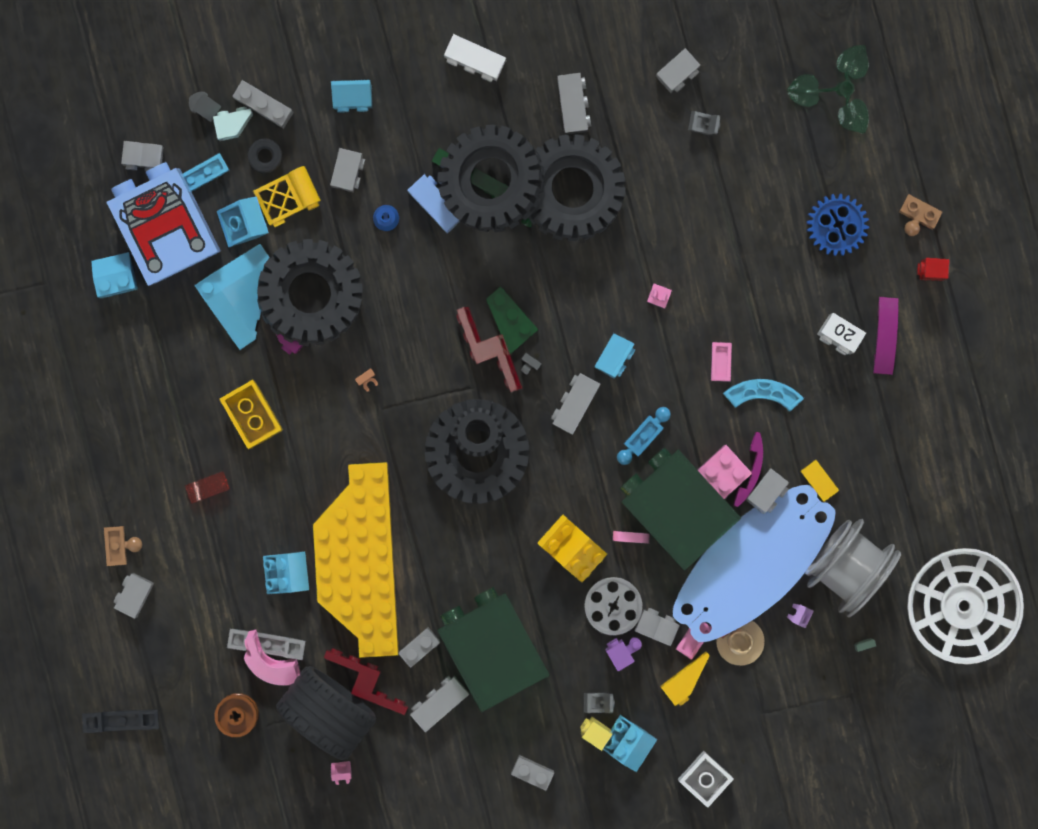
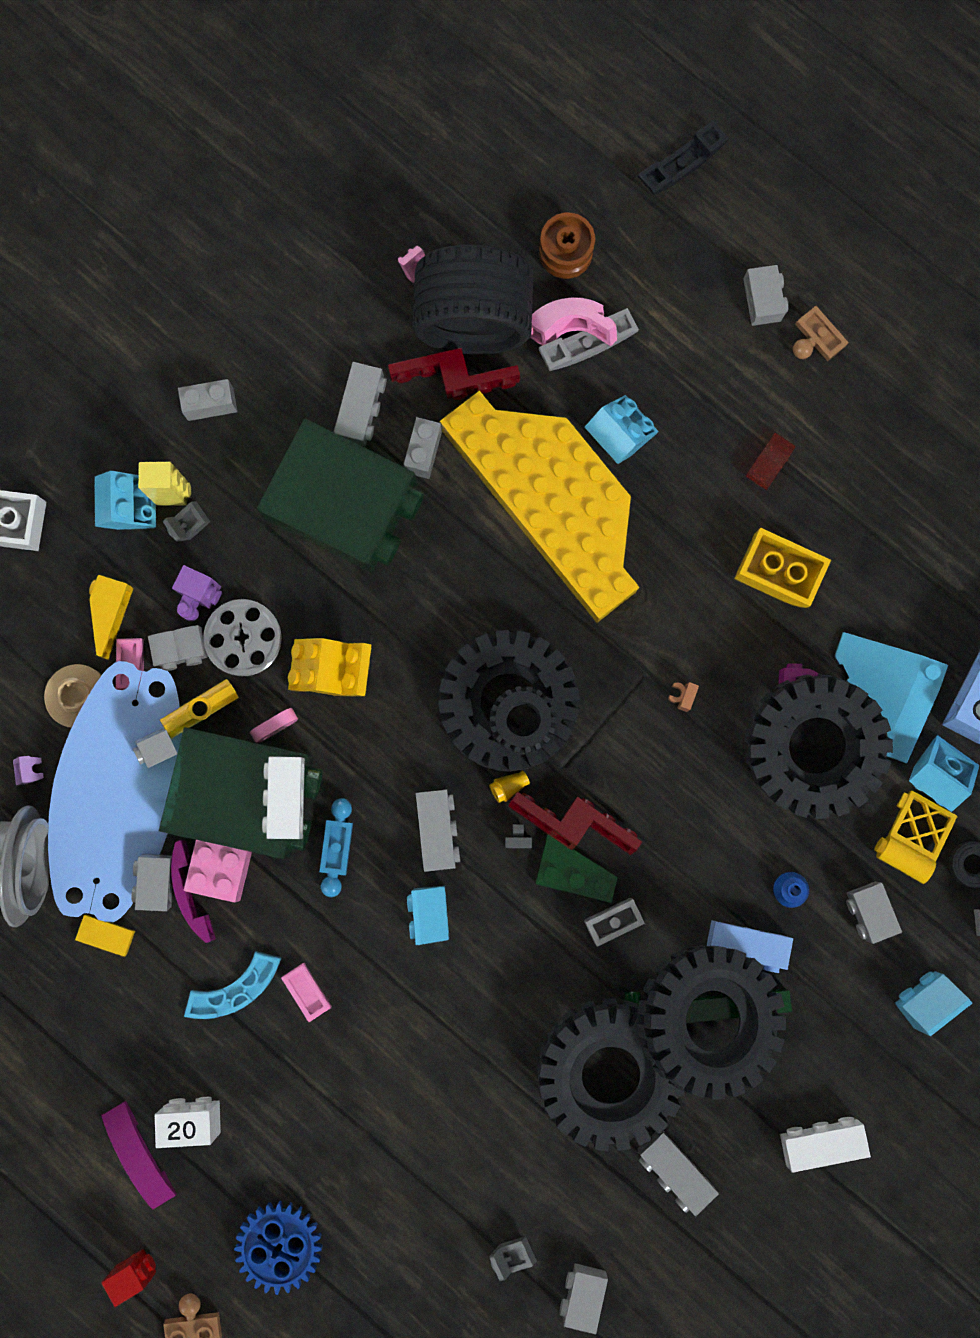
camera: 145 degrees right, 5 degrees down
(507, 274) = (614, 921): none -> light grey brick
(513, 399) = (507, 786): none -> yellow cone
(652, 484) = (284, 798): none -> white brick
(656, 578) = (214, 700): none -> yellow piece
(659, 296) = (427, 1018): bright pink tile -> none
(711, 571) = (154, 748): none -> light grey brick

